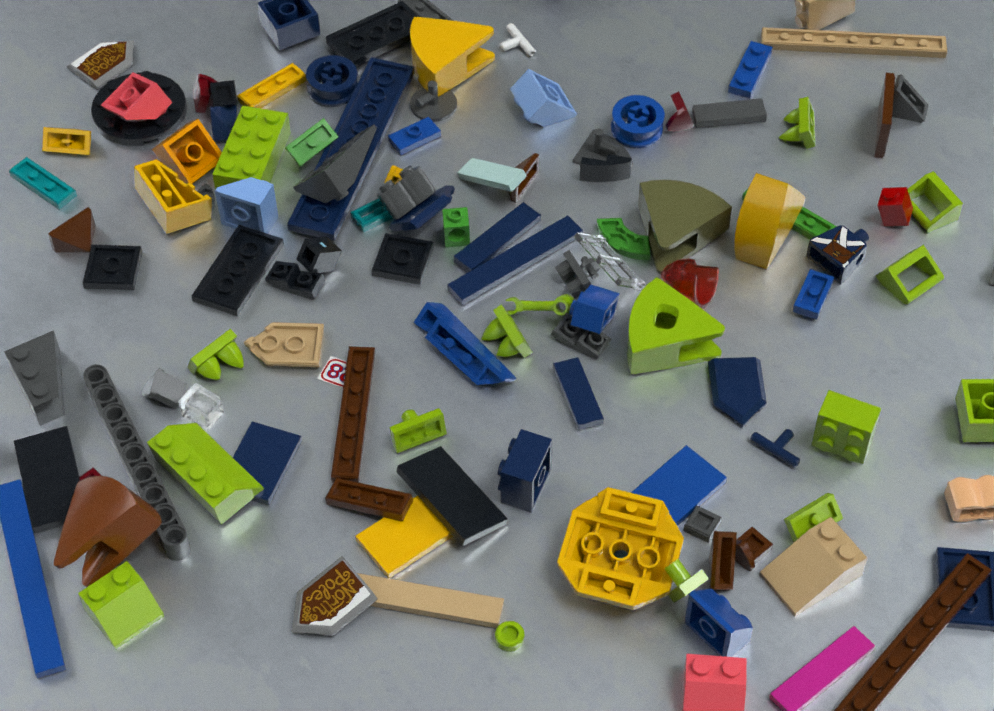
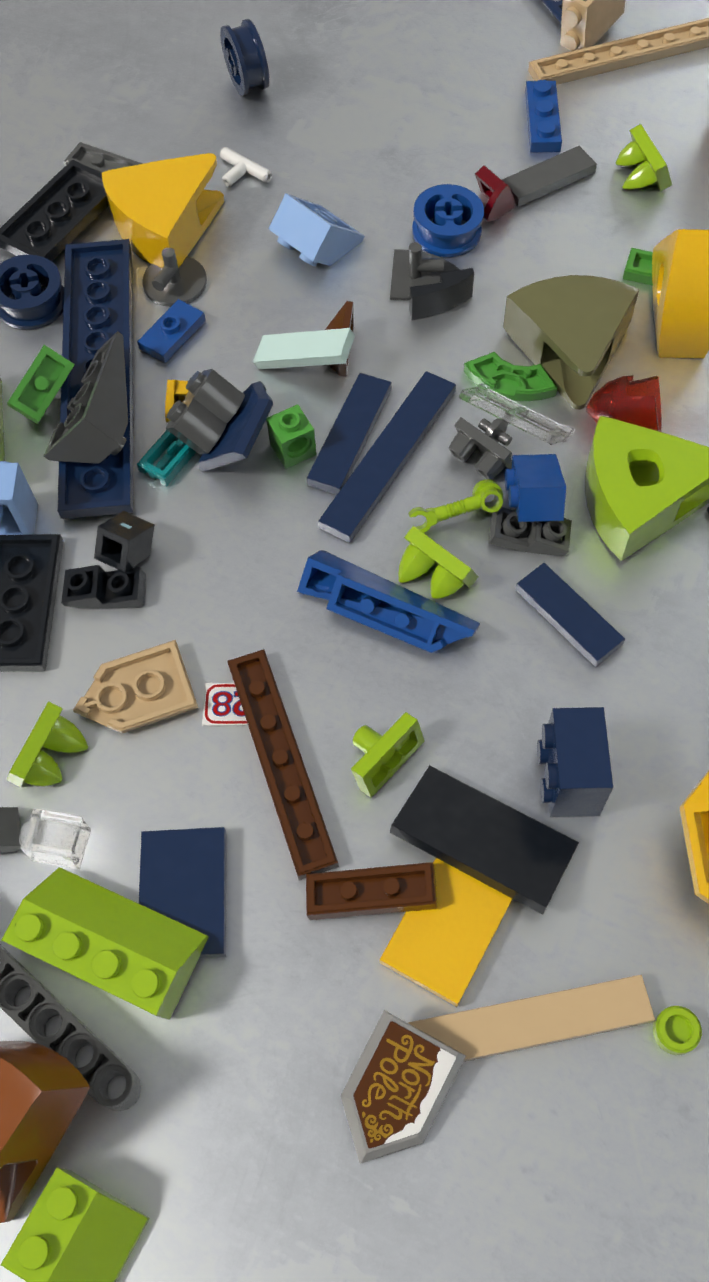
camera: 20 degrees left, 10 degrees up
(402, 258) = (238, 505): black tile -> none

